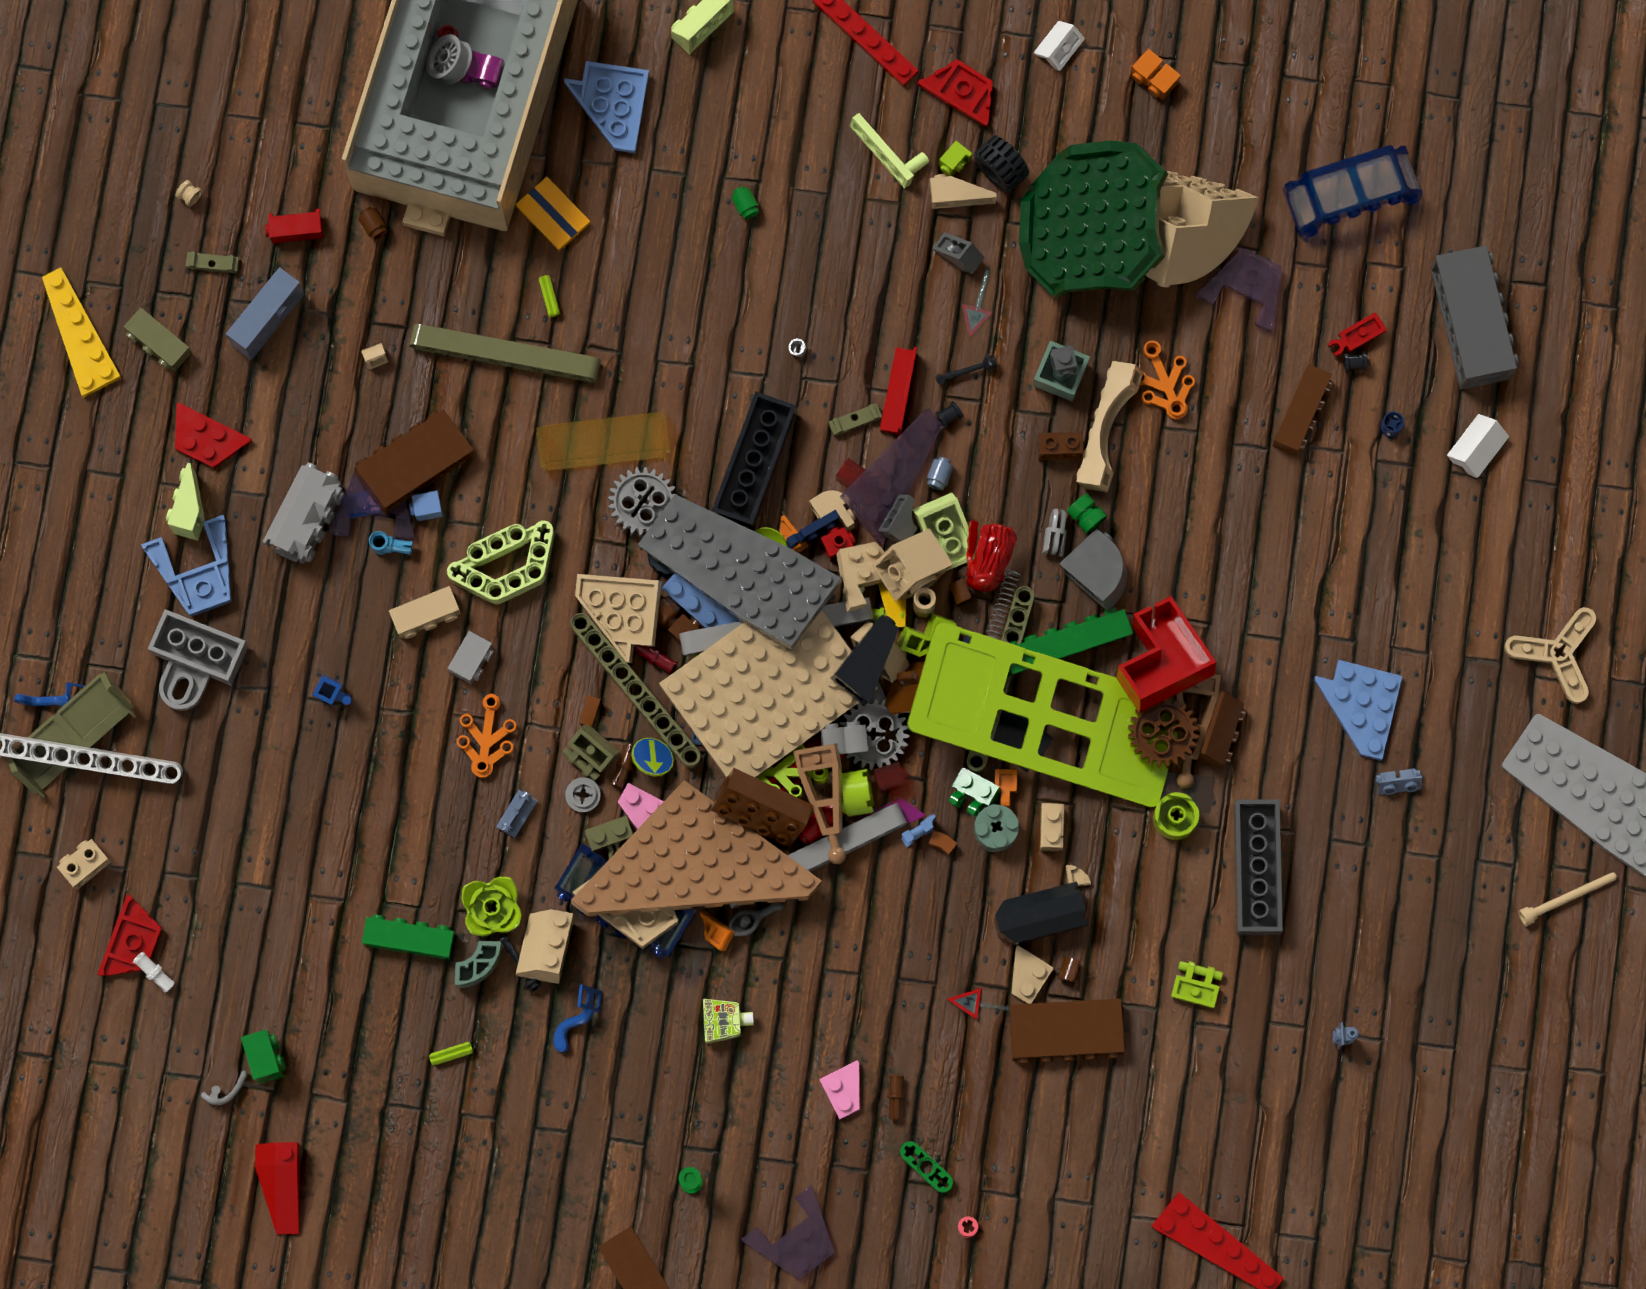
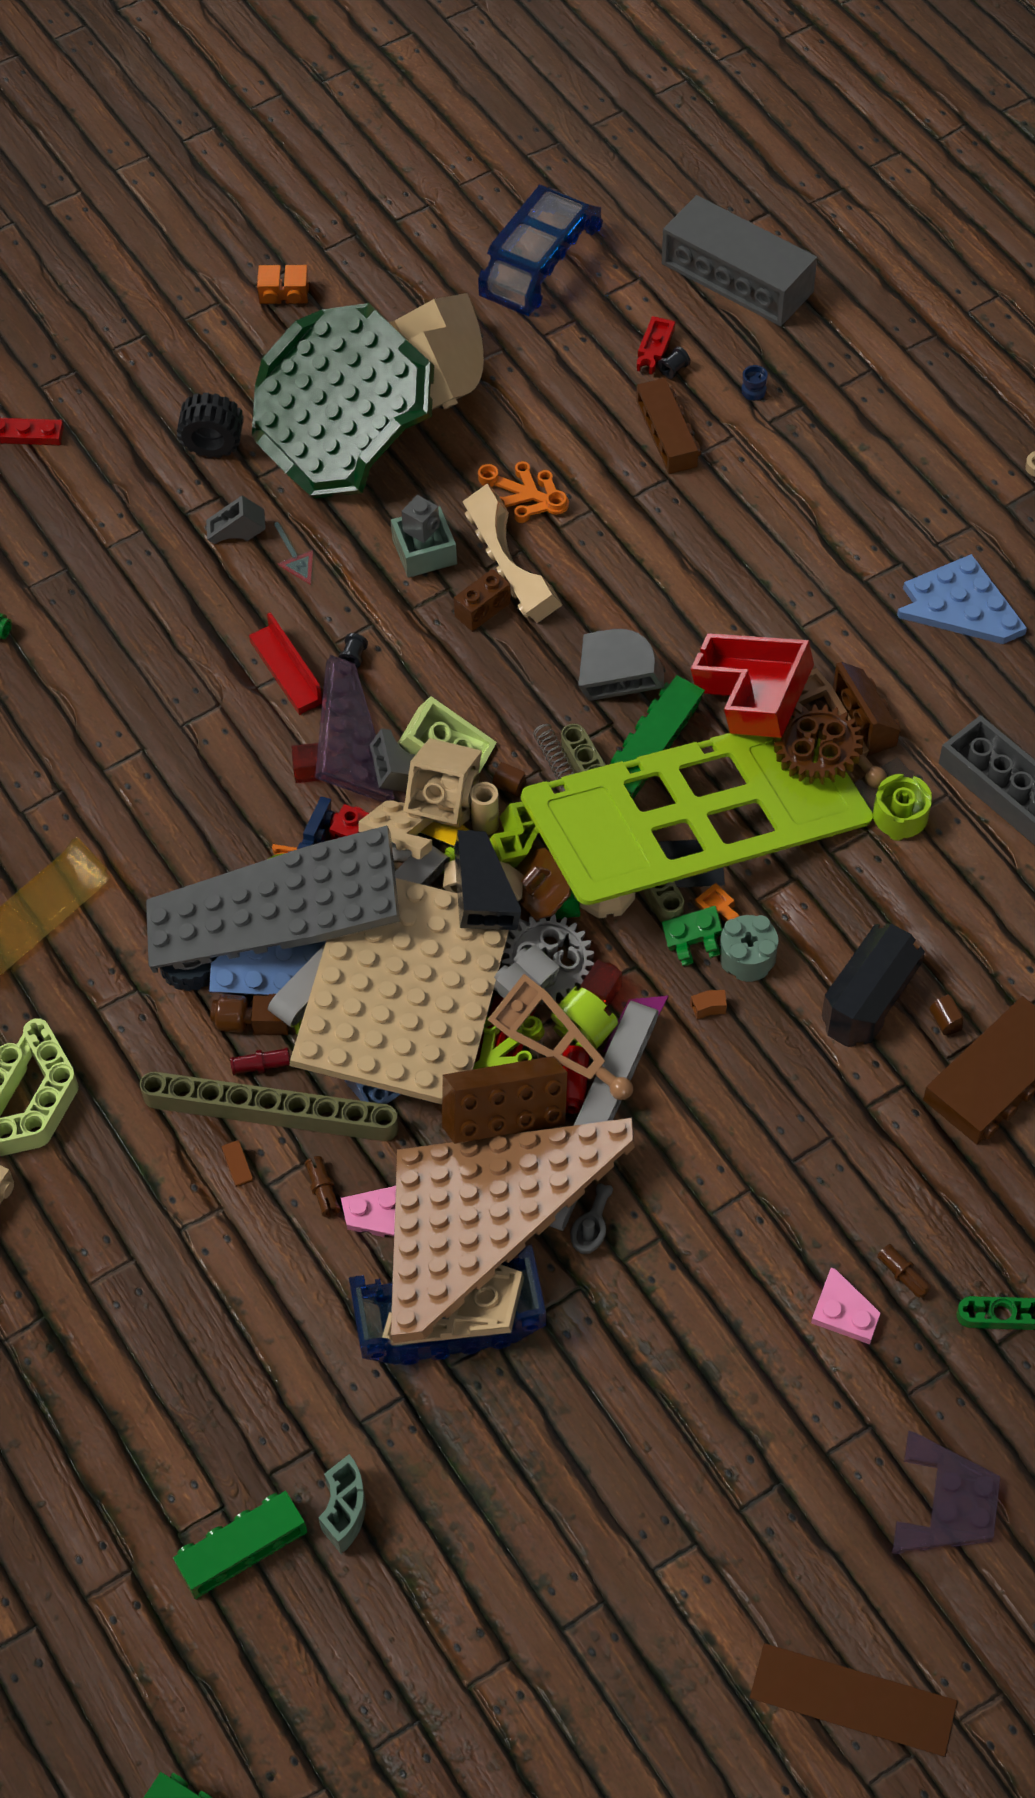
camera: 40 degrees left, 20 degrees down
(451, 1053) = (396, 1629): lime axle -> none
(471, 658) = (62, 1210): light grey brick -> none
(477, 897) = (303, 1411): lime brick -> none
(486, 739) = (148, 1276): orange plant -> none
(517, 813) = (247, 1321): sand blue hinge -> none
(530, 984) = (419, 1476): black piece -> none
(545, 945) = (401, 1422): tan slope -> none
(560, 1035) = (500, 1506): blue piece -> none
(575, 787) = (307, 1236): light grey gear -> none
(593, 749) = (273, 1189): olive brick -> none
(609, 835) = (370, 1257): olive brick -> none
(622, 609) = (184, 1038): tan wing -> none
(626, 492) = (98, 931): light grey gear -> none
(652, 757) = (344, 1152): blue piece -> none
(690, 1180) = (787, 1519): green wheel -> none
(716, 932) = (568, 1264): orange tile -> none
(723, 1020) = (658, 1342): torso -> none
(754, 460) = (197, 809): black brick -> none
(793, 347) = (148, 695): light grey hinge -> none
(830, 501) = (307, 796): tan brick -> none
(845, 423) = (261, 729): olive piece -> none
(888, 158) = (89, 497): yellowish green piece -> none
(924, 828) = (680, 1005): medium blue piece -> none
(939, 473) = (391, 702): sand blue brick -> none
(954, 159) = (162, 458): lime brick -> none
(954, 192) = (191, 480): tan slope -> none
(961, 89) = (118, 407): red wing -> none
(970, 1003) = (884, 1126): piece -> none
(989, 364) = (349, 585): black piece -> none
(991, 556) = (511, 719): red hair -> none
(1028, 975) = (911, 1053): tan wing -> none
(1051, 827) = (799, 906): tan brick -> none
(1055, 531) = (549, 670): light grey arm -> none
(1060, 44) = (175, 319): white panel -> none
(1076, 874) = (858, 932): tan tile -> none
(1086, 512) = (559, 632): green wheel -> none
(1252, 278) = (521, 366): clear purple wing -> none
(1478, 445) = (842, 346): white piece -> none

